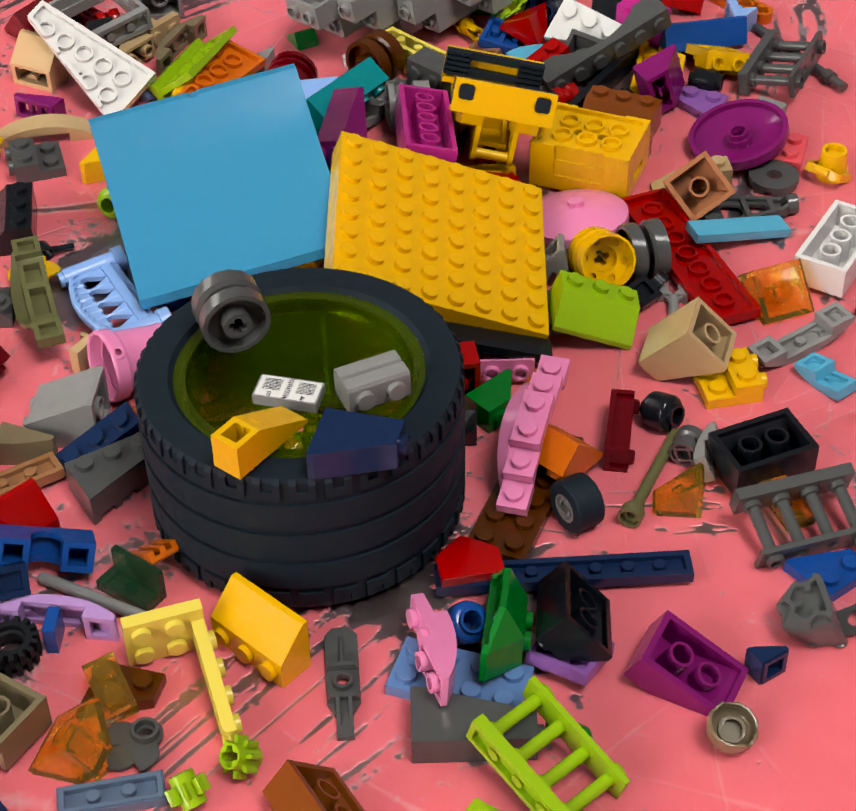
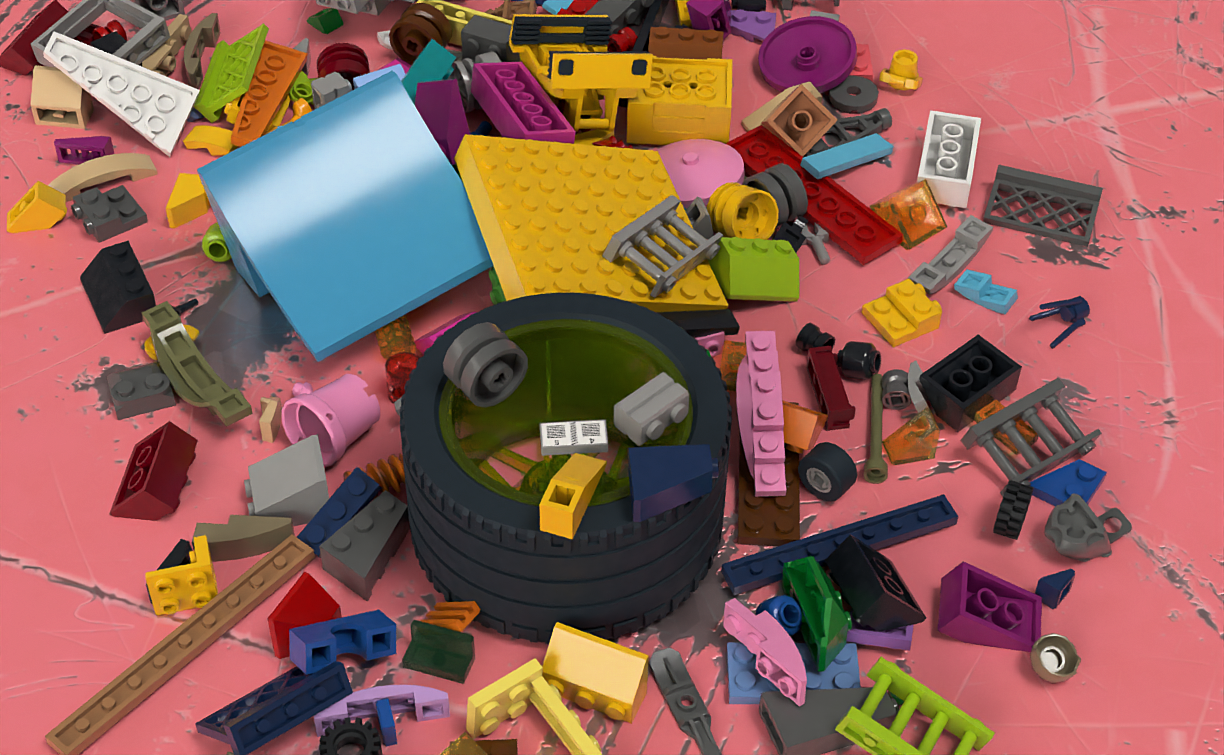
camera: 20 degrees left, 5 degrees up
(87, 594) = (420, 679): light grey piece -> none
(109, 270) = (251, 320): light blue piece -> none
(467, 562) = (755, 554): red slope -> none
(495, 243) = (652, 224): none -> light grey fence
(624, 379) = (812, 337): none -> black wheel
(688, 344) = (857, 287): tan slope -> none
(751, 578) = (1013, 509): none -> black tyre

